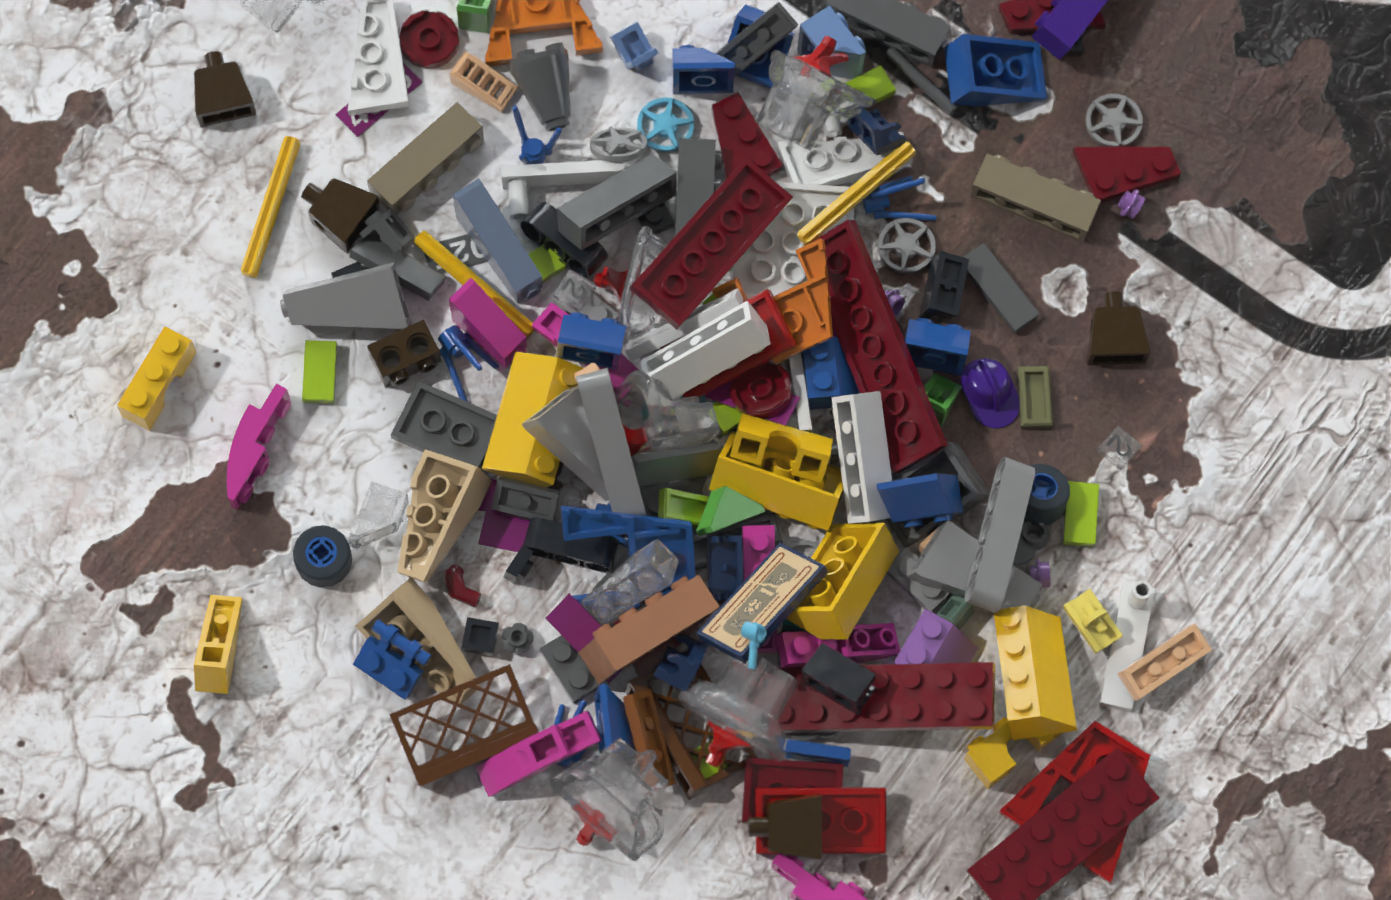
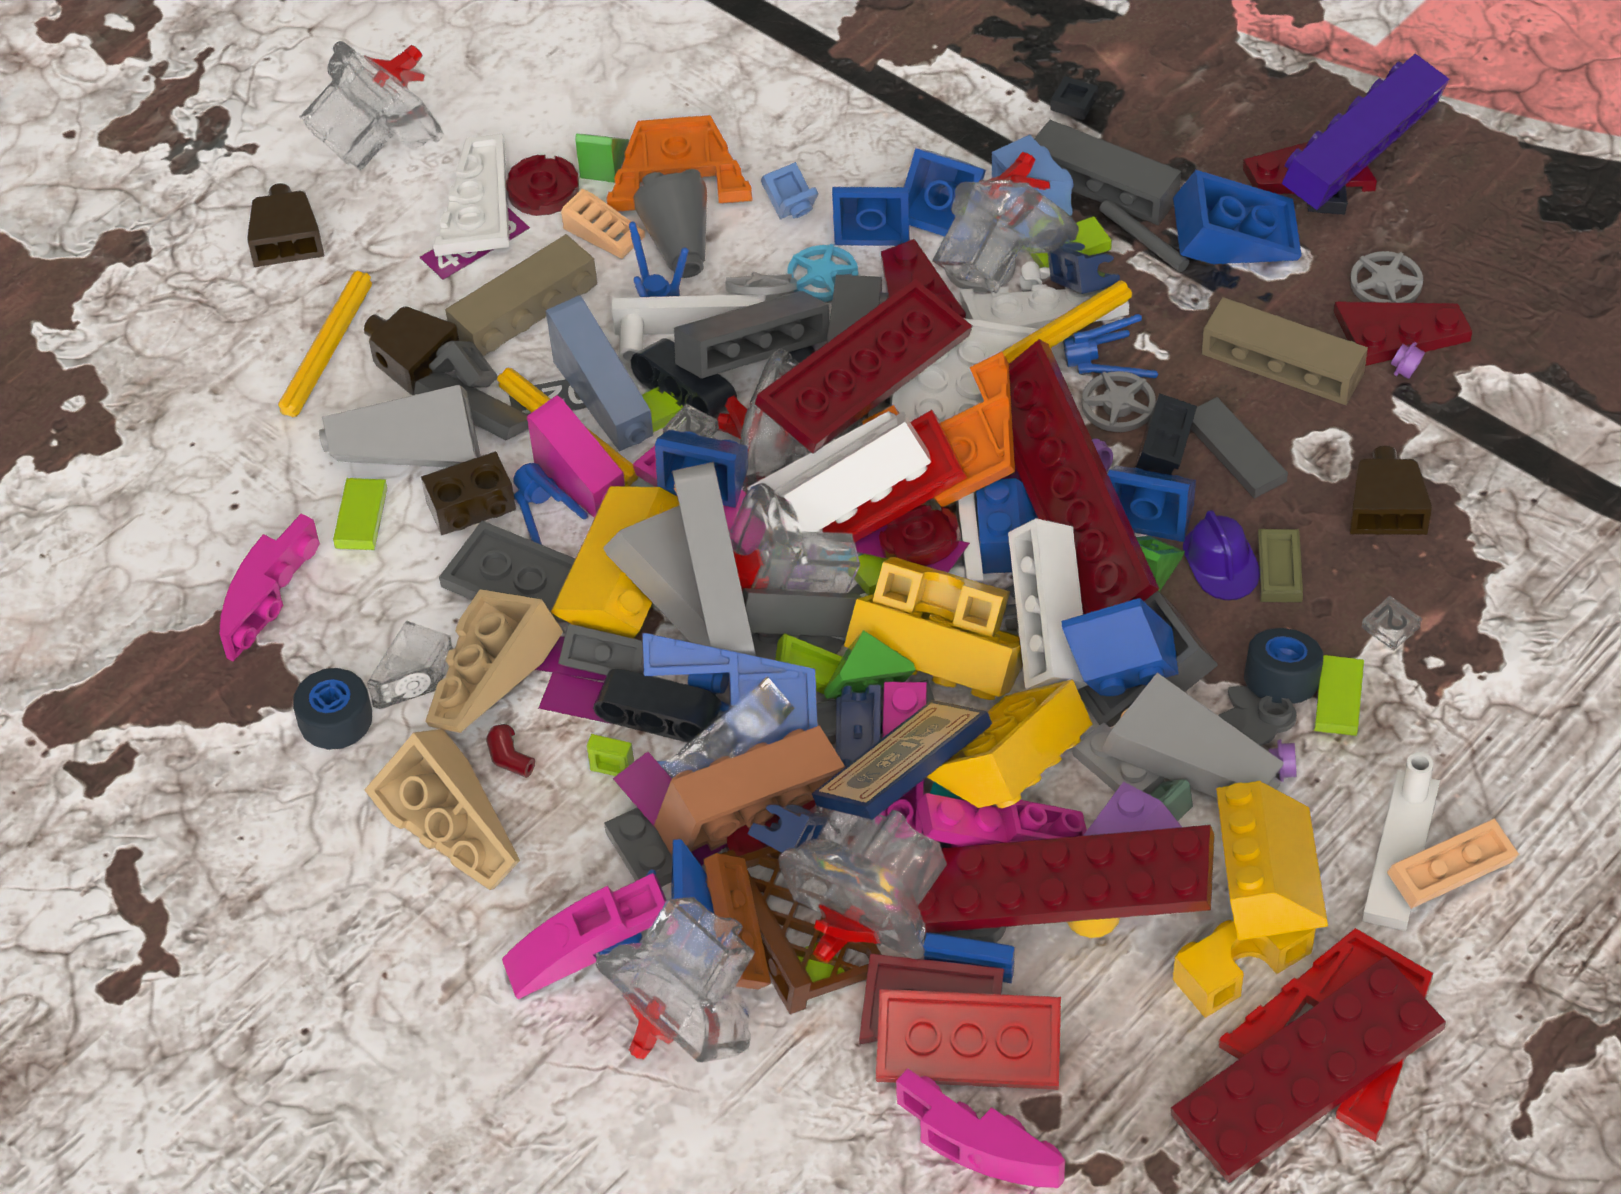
camera: 10 degrees right, 20 degrees down
(146, 392) = (133, 527): yellow arch -> none
(217, 645) = (179, 806): yellow slope -> none
(388, 666) = (399, 835): blue plate -> none
(476, 751) = (492, 943): reddish brown fence -> none
(480, 636) = (526, 807): black plate -> none
(514, 646) = (576, 821): dark grey plate -> none
(520, 565) = (587, 721): black plate -> none
(539, 591) = (609, 755): none -> lime tile
(756, 634) = (886, 779): medium azure hand -> none
(758, 37) = (943, 172): dark grey tile -> none
(791, 826) = (925, 1034): dark brown torso -> none
(839, 679) = (999, 848): black hinge -> none
(999, 535) = (1225, 691): light grey beam -> none
(1092, 621) = (1354, 812): light yellow hips -> none

